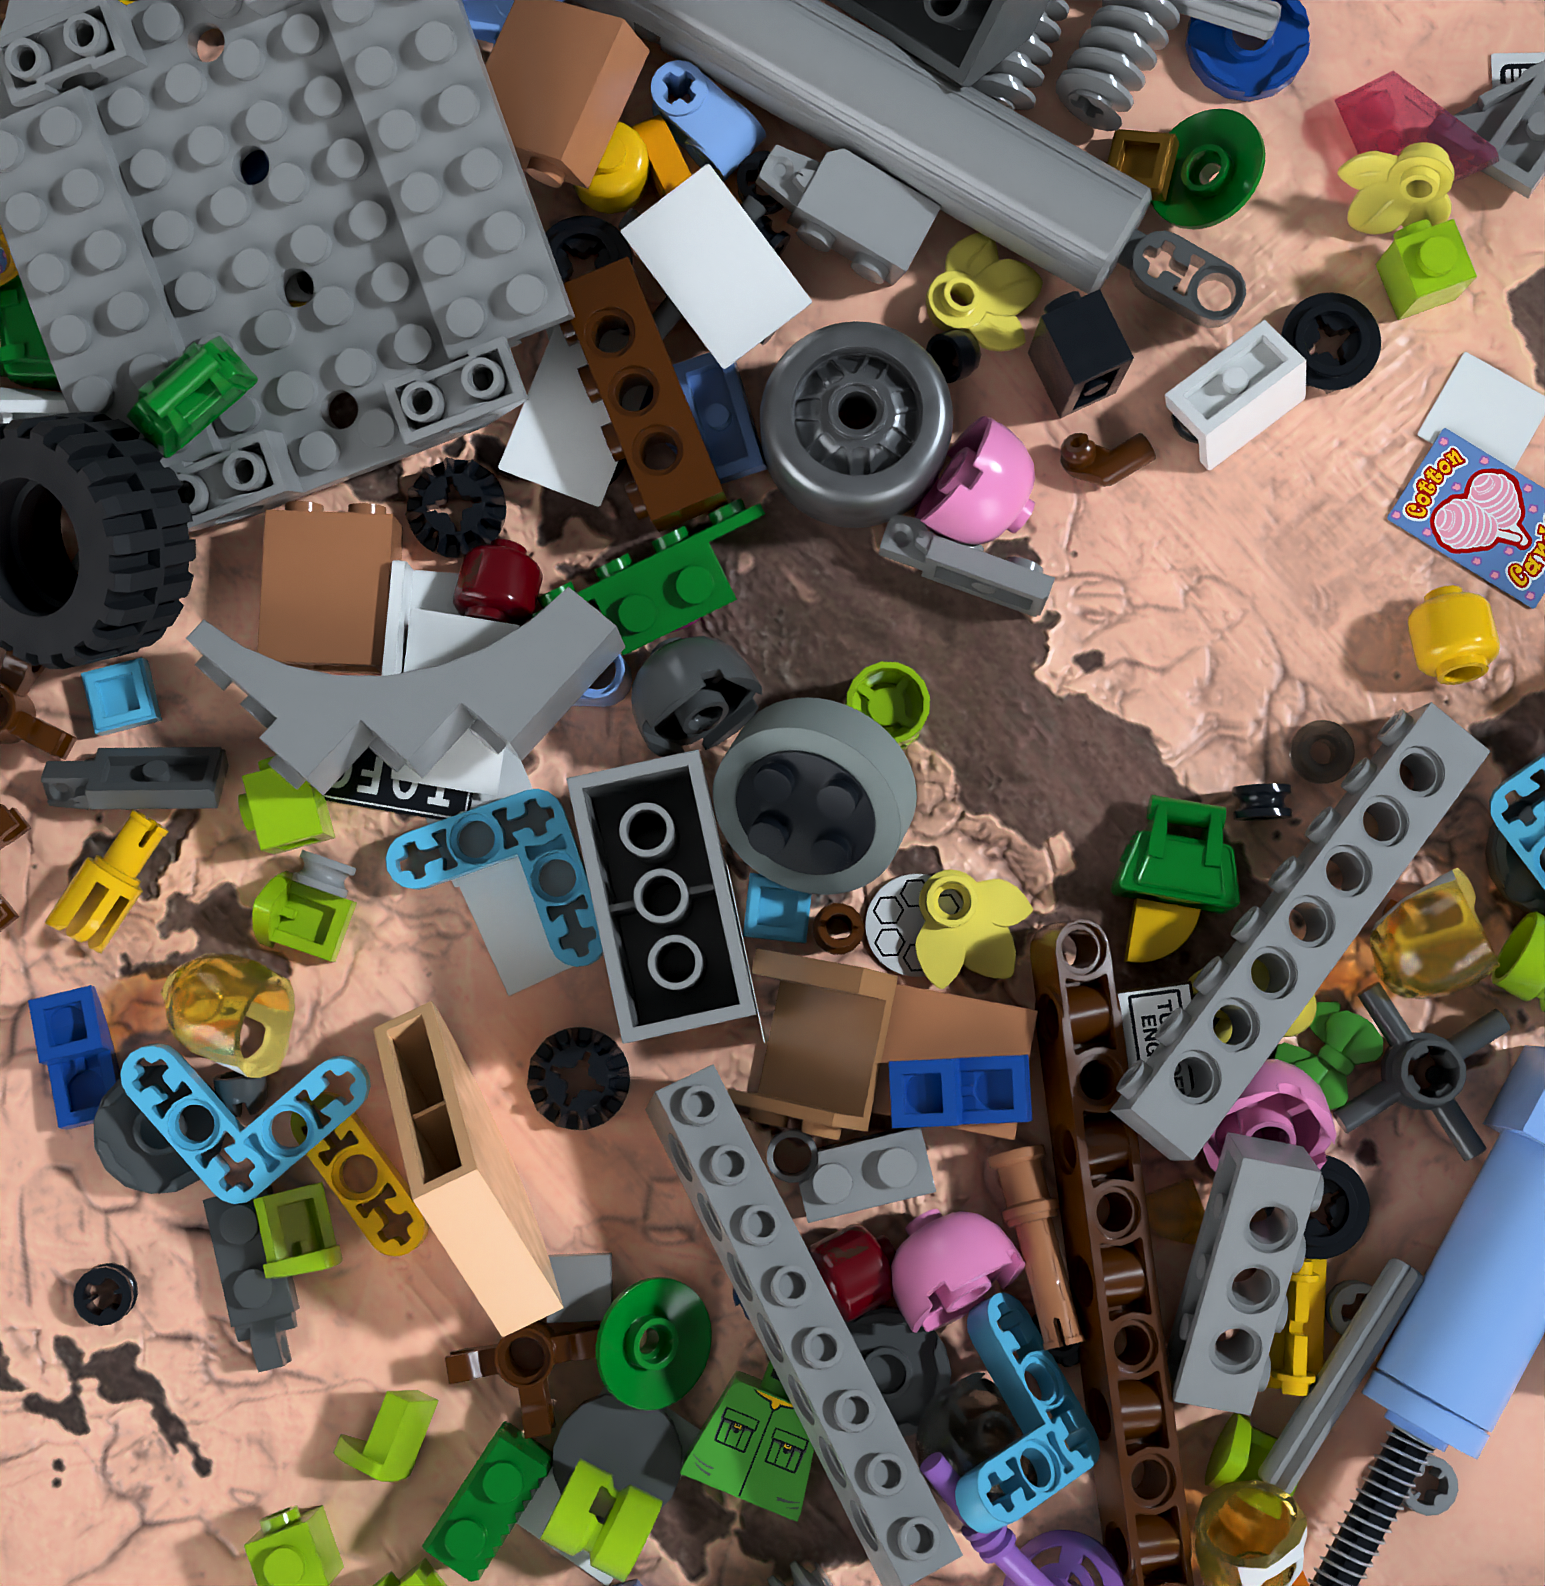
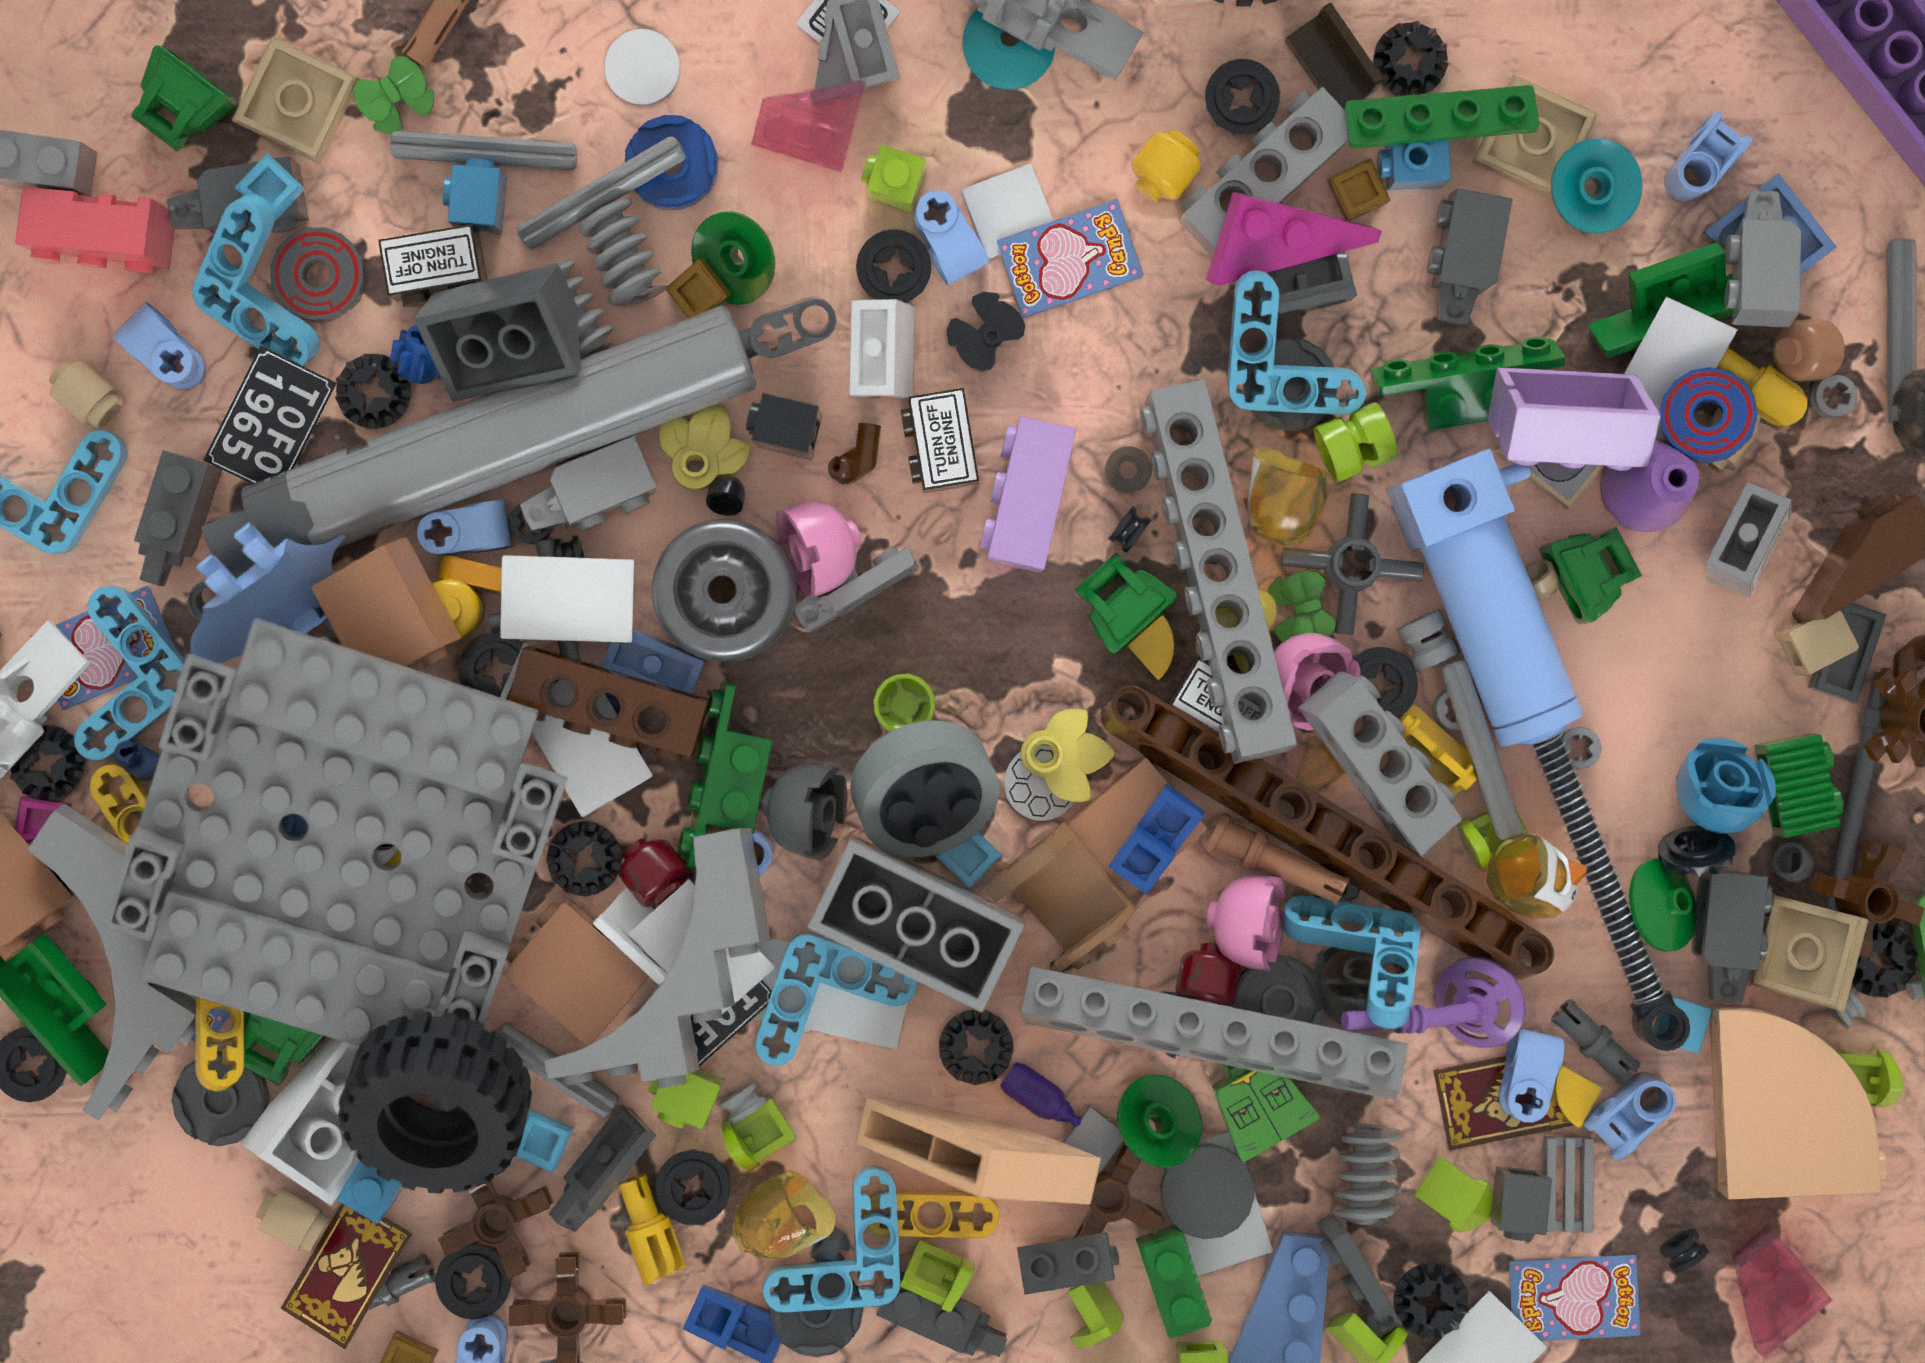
camera: 55 degrees left, 5 degrees up
(171, 873) = (701, 1207): none -> black gear
(190, 395) = (406, 967): green piece -> none
(209, 701) = (590, 1093): none -> light grey axle
(419, 1365) = (1067, 1263): none -> dark grey hinge
(579, 1187) = (1038, 1094): none -> dark purple piece
(621, 1536) = (1251, 1225): lime wheel -> none
(746, 954) = (982, 897): white sticker -> none
(850, 917) = (1014, 845): reddish brown pin -> none
(858, 1171) = (1155, 931): light grey hinge -> none
(1194, 531) = (942, 440): none -> brick
(1216, 658) = (1028, 493): none -> lavender piece
(1320, 493) = (1000, 324): none -> black piece
(1398, 188) = (840, 153): light yellow plate -> none
(1401, 1233) = (1433, 649): none -> light grey wheel
(1406, 376) = (954, 243): none -> light blue piece
(1453, 635) = (1121, 340): yellow head -> none

